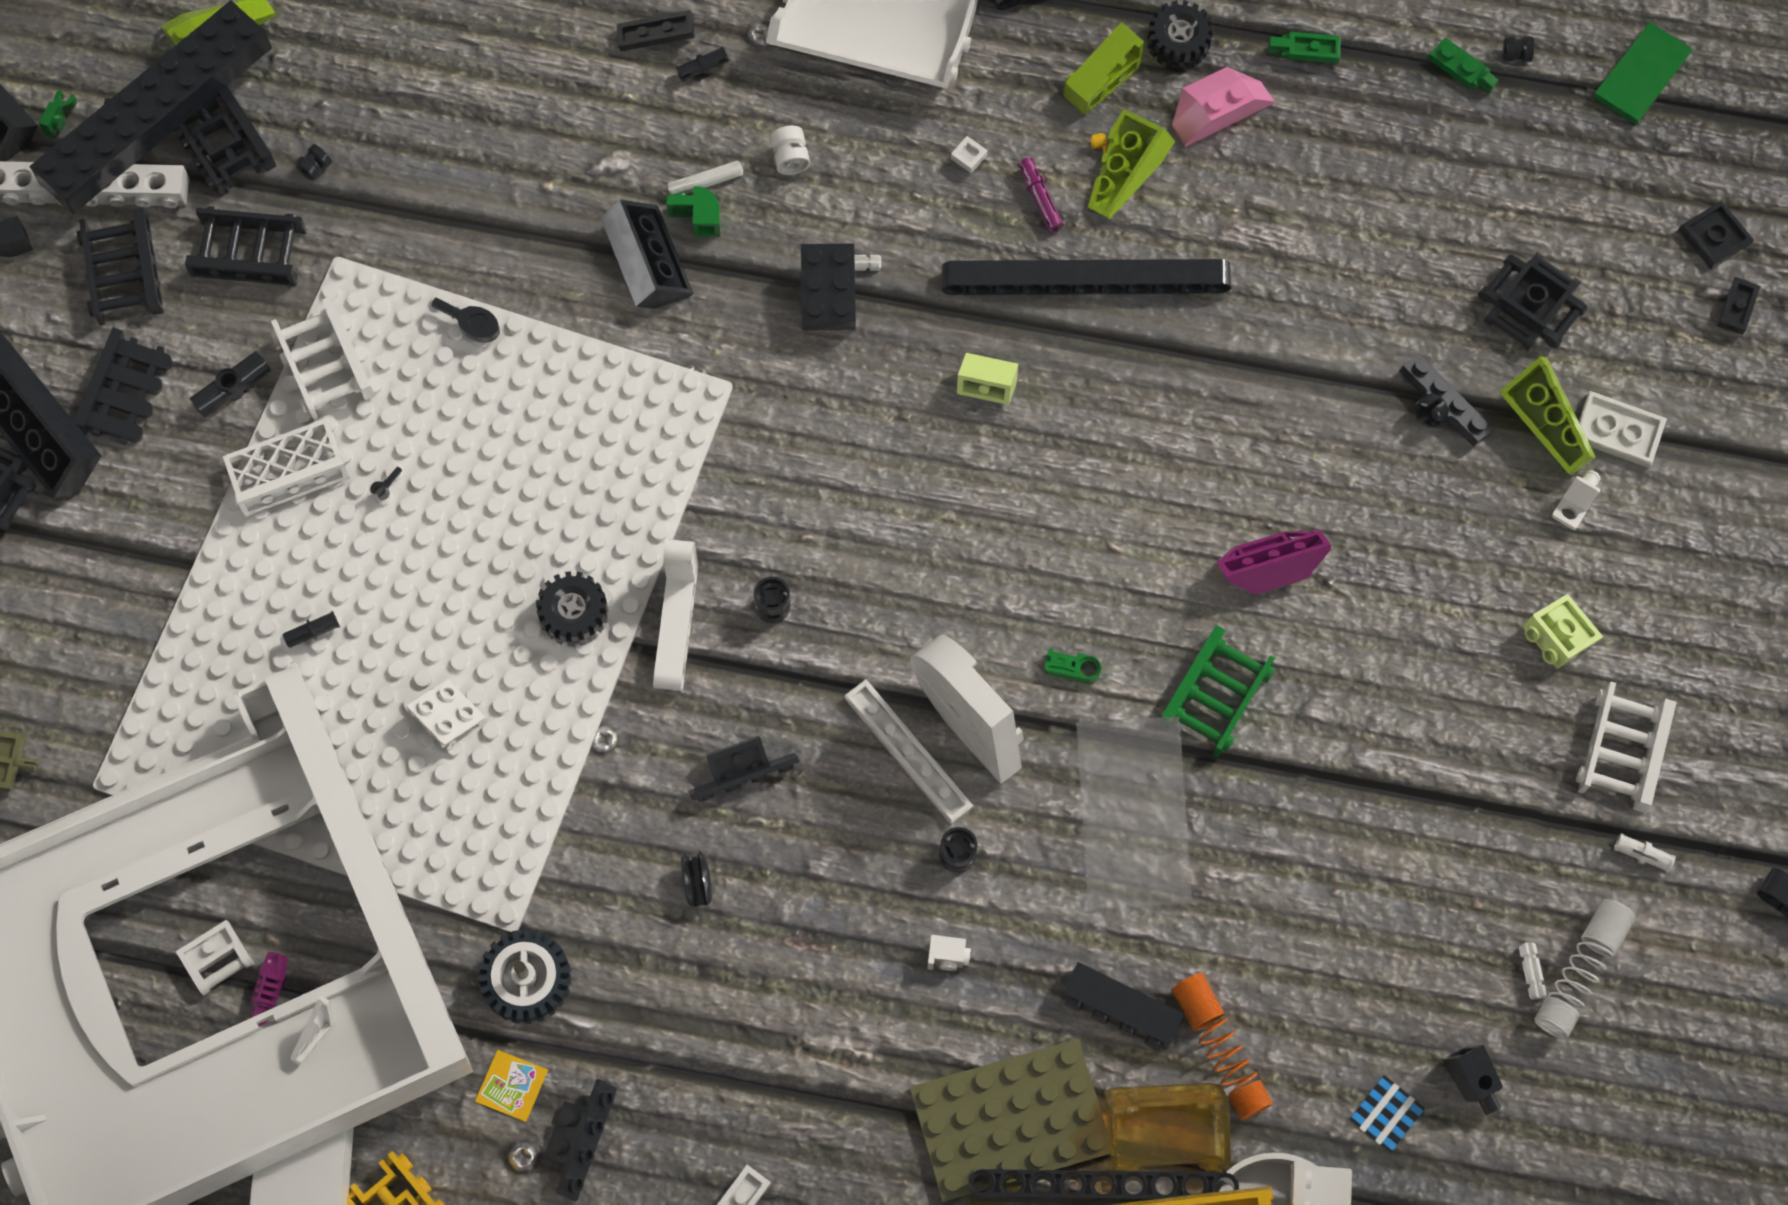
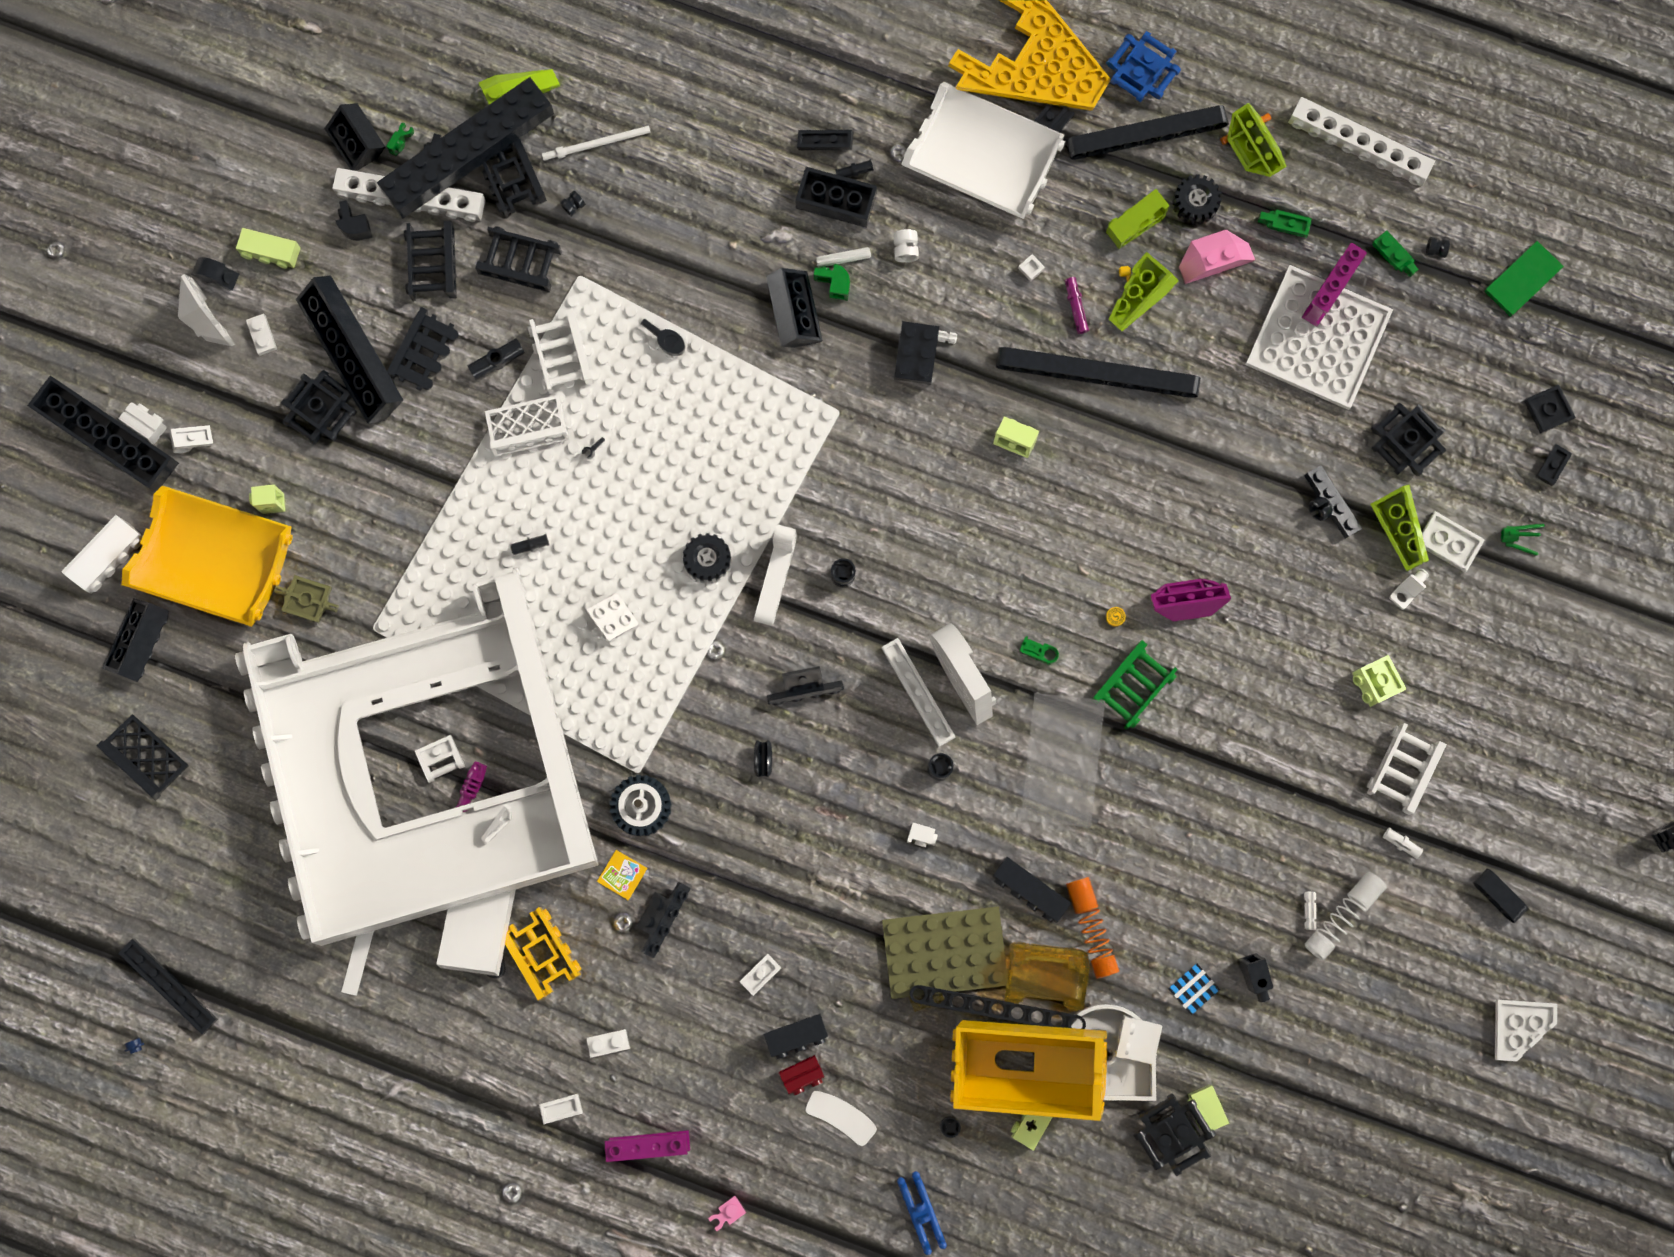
camera: 10 degrees right, 10 degrees up
(289, 98) = (560, 152): none -> white bar
(682, 100) = (836, 197): none -> black brick
(1172, 602) = (1115, 616): none -> yellow tile
(1382, 187) = (1324, 358): none -> white plate
(1388, 110) = (1334, 284): none -> magenta fence
(1702, 406) = (1511, 534): none -> green plant

